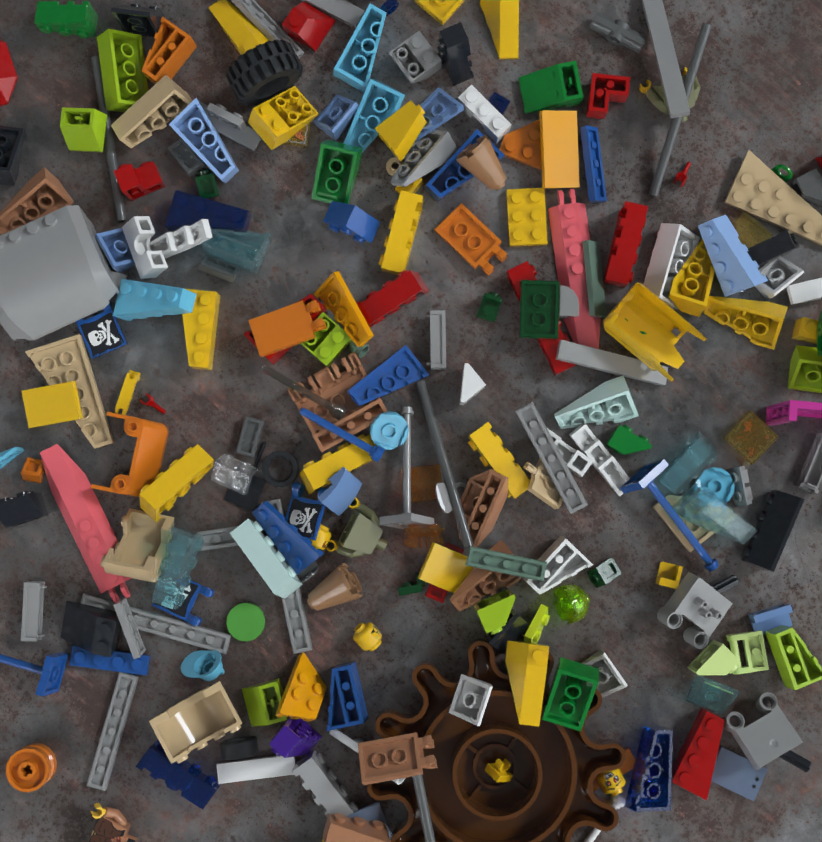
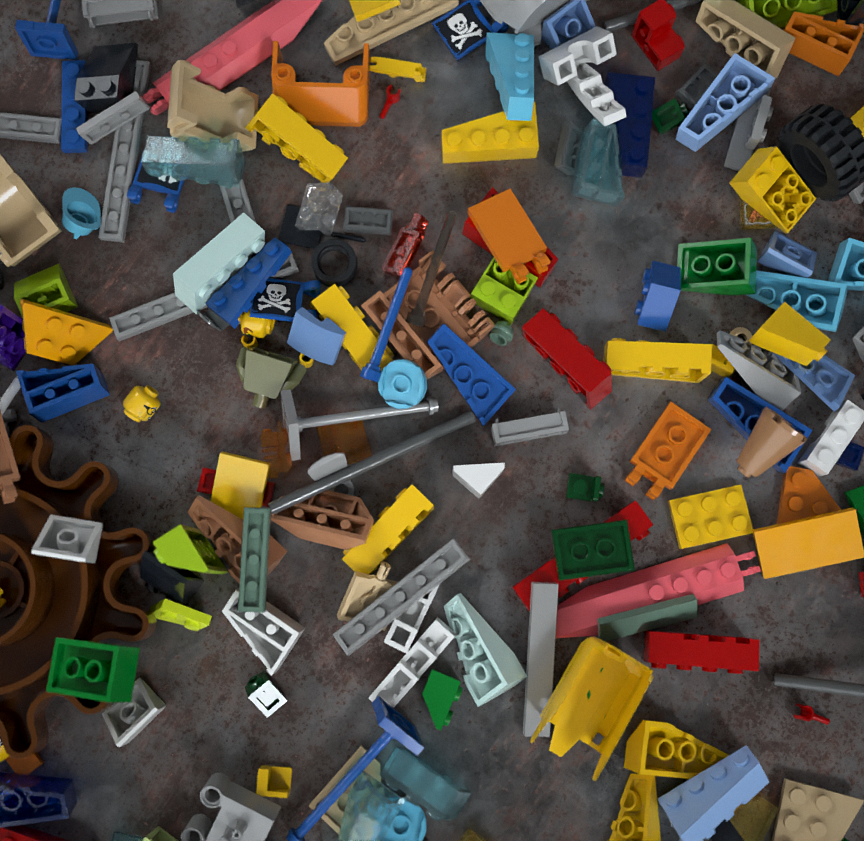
camera: 75 degrees right, 5 degrees down
(245, 621) = (141, 255): bright green tile -> none
(277, 410) = (405, 246): none -> clear red hinge
(335, 589) = (195, 355): medium nougat cone -> none
(341, 303) = (551, 300): light orange wing -> none
(409, 587) = (209, 445): dark green bracket -> none
(527, 678) = (113, 607): yellow wedge -> none
(568, 303) = (608, 587): light grey brick -> none
(571, 603) = (219, 657): clear neon green cylinder -> none
(593, 164) = (798, 592): blue plate -> none
(670, 252) = (703, 714): white slope -> none

